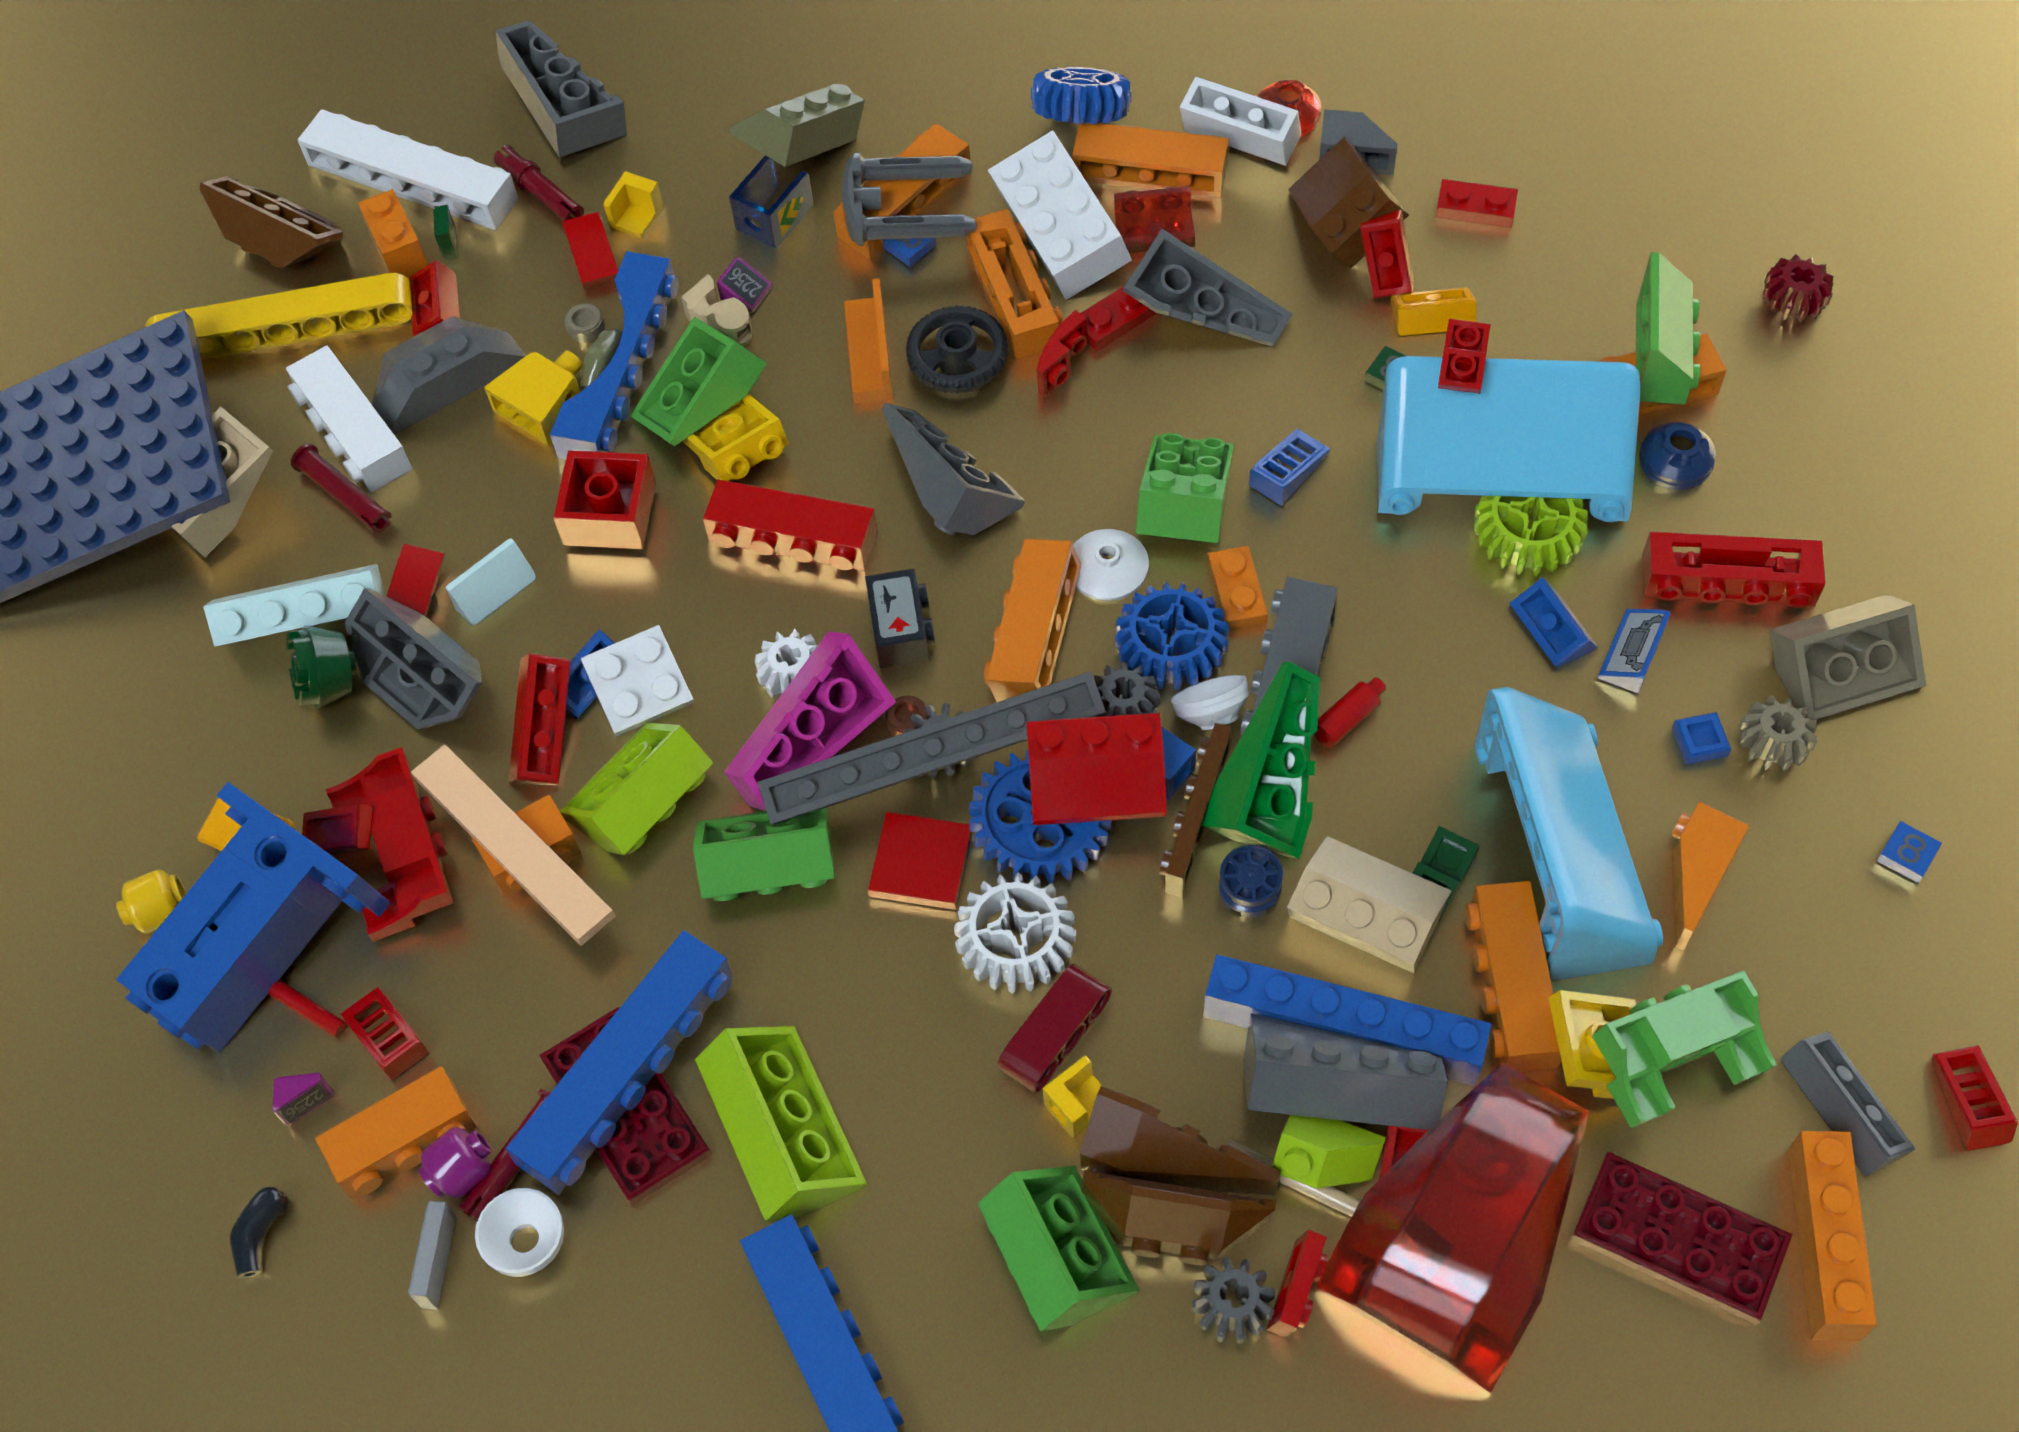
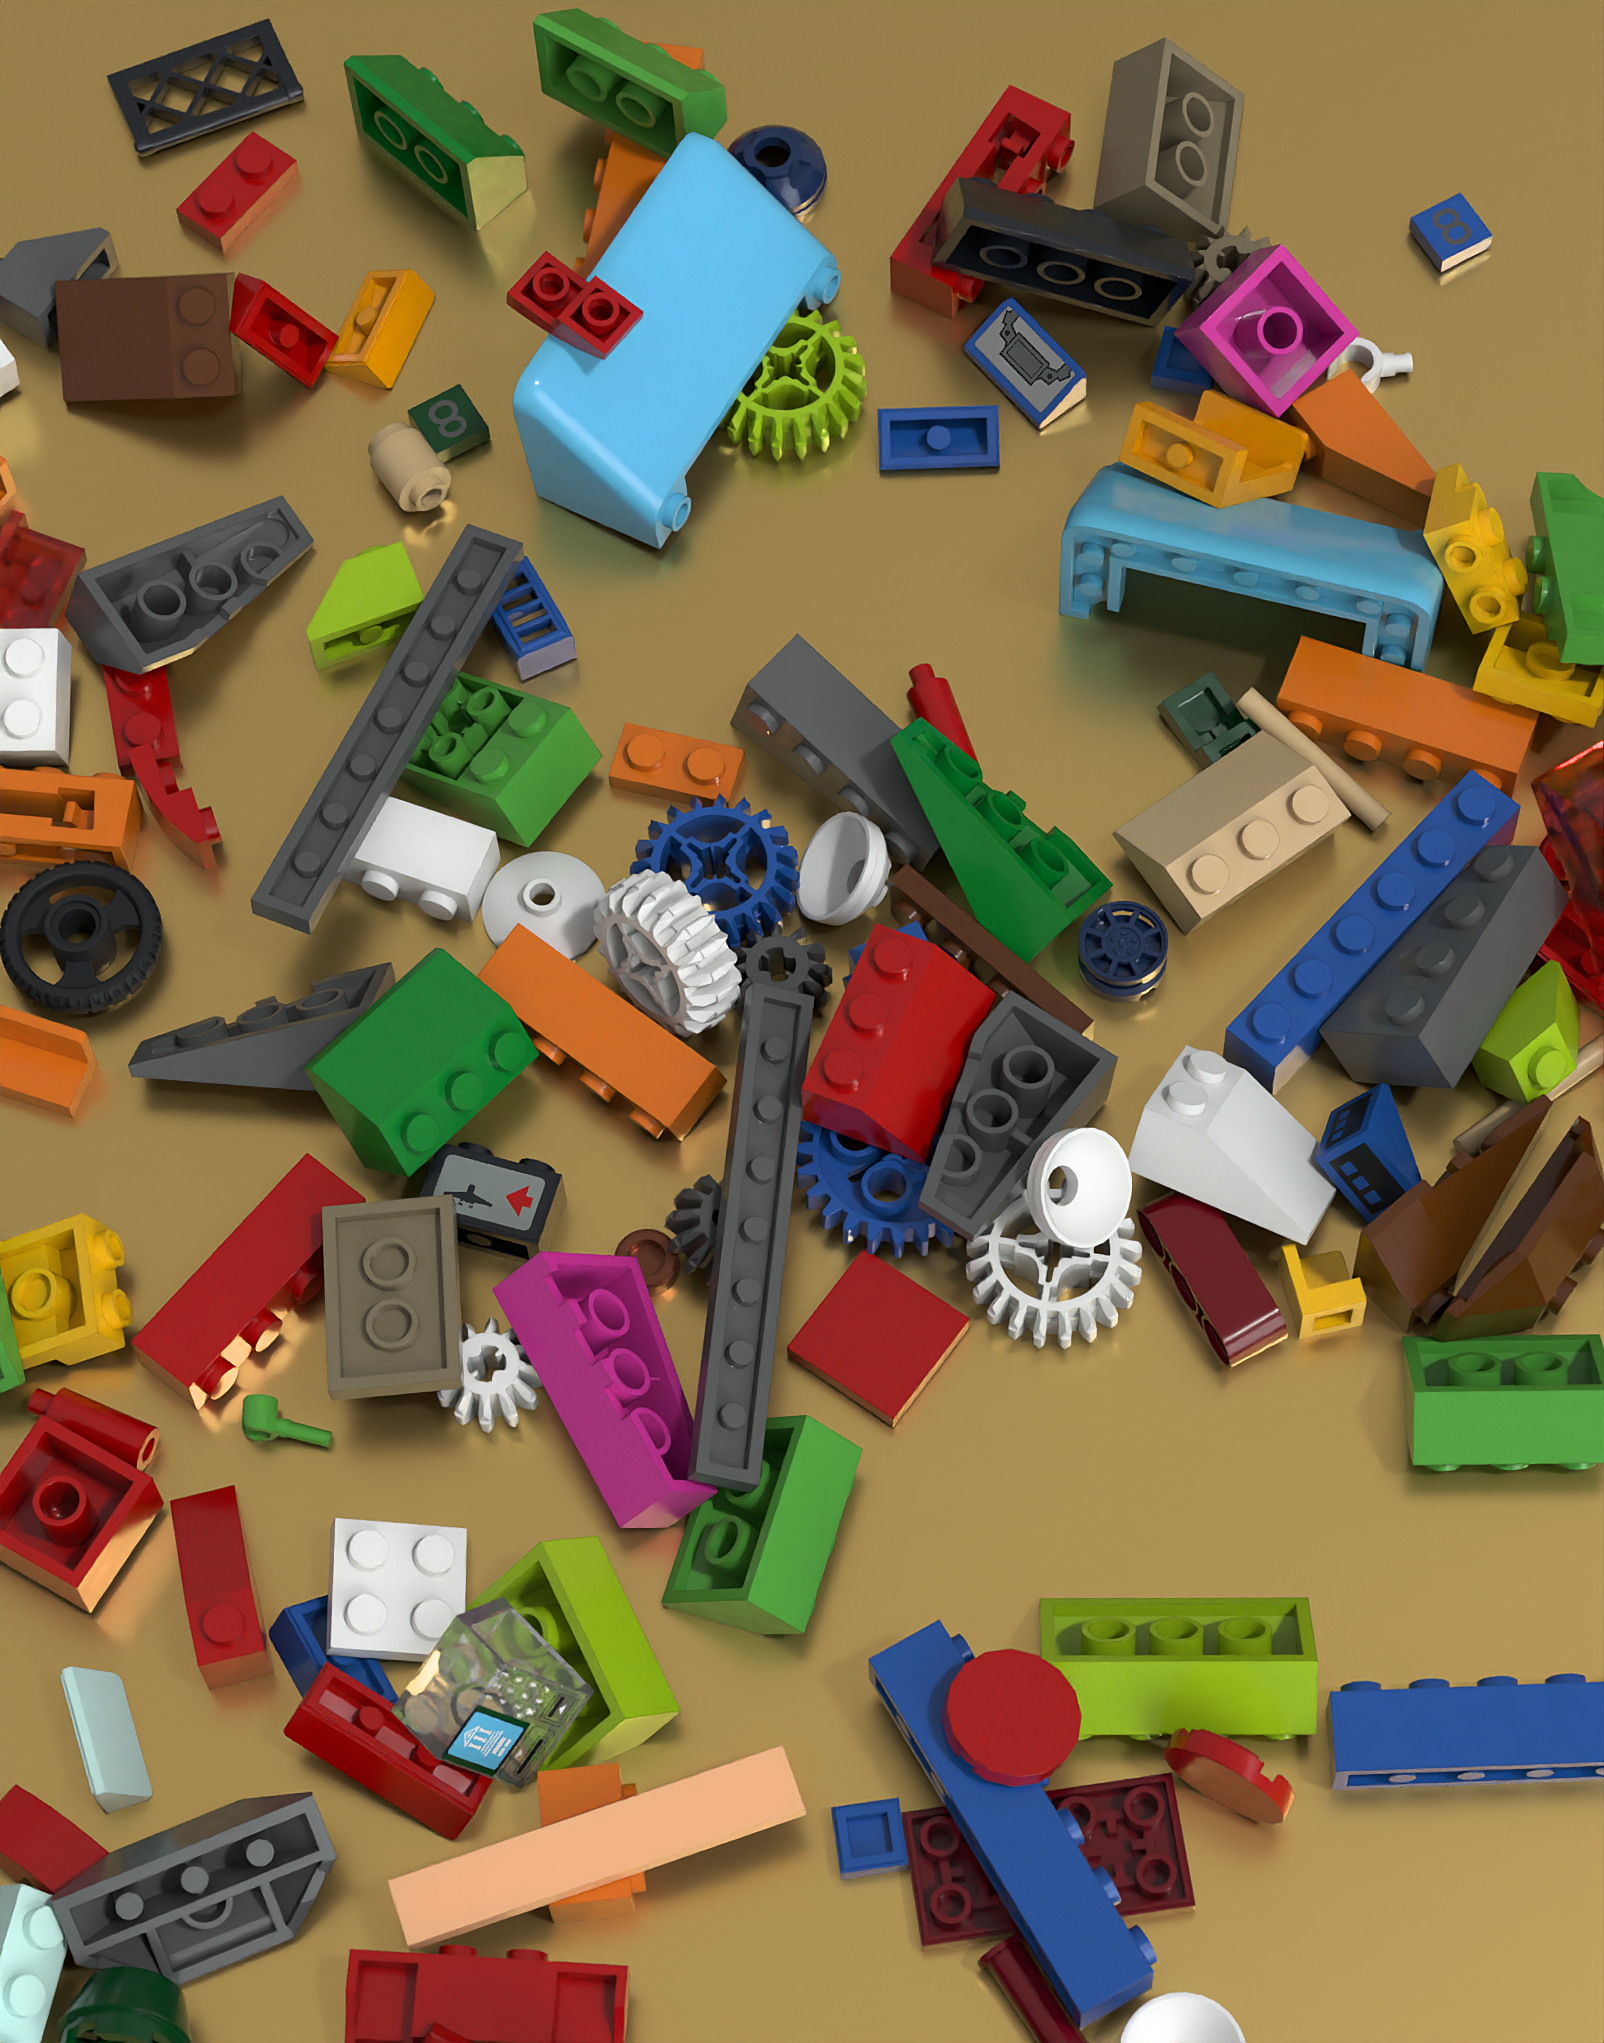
camera: 65 degrees left, 5 degrees up
(585, 747) = (492, 1695): none -> clear slope
(596, 995) = (869, 1838): none -> blue tile
(599, 596) = (220, 1588): none -> red slope
(670, 496) = (100, 1424): none -> red cylinder
(676, 1023) = (1011, 1717): none -> red tile
(708, 1179) = (1228, 1775): none -> red tile
(713, 570) = (262, 1423): none -> bright green hand
(799, 586) = (392, 1297): none -> dark tan plate
(953, 532) = (420, 1064): none -> green slope
(1044, 928) = (1095, 1192): none -> white piece
(1093, 622) = (667, 952): none -> white gear
(1095, 469) = (426, 860): none -> white brick
(1096, 858) = (1016, 1090): none -> dark grey wedge
(1140, 999) = (1231, 1146): none -> white slope
(1161, 420) = (387, 730): none -> dark grey plate
(1186, 1084) = (1368, 1152): none -> blue slope
(1243, 384) = (365, 606): none -> lime slope
(1347, 363) = (409, 467): none -> tan brick
(1451, 932) = (1345, 787): none -> tan bar
(1532, 134) = (221, 51): none -> black window
(1575, 270) = (435, 137): none -> green slope
(1624, 774) = (1220, 456): none -> light orange panel
(1653, 951) = (1473, 552): none -> yellow plate
(1716, 616) = (1061, 251): none -> black slope
(1737, 762) = (1267, 331): none -> dark pink brick
(1774, 851) = (1378, 363): none -> white piece

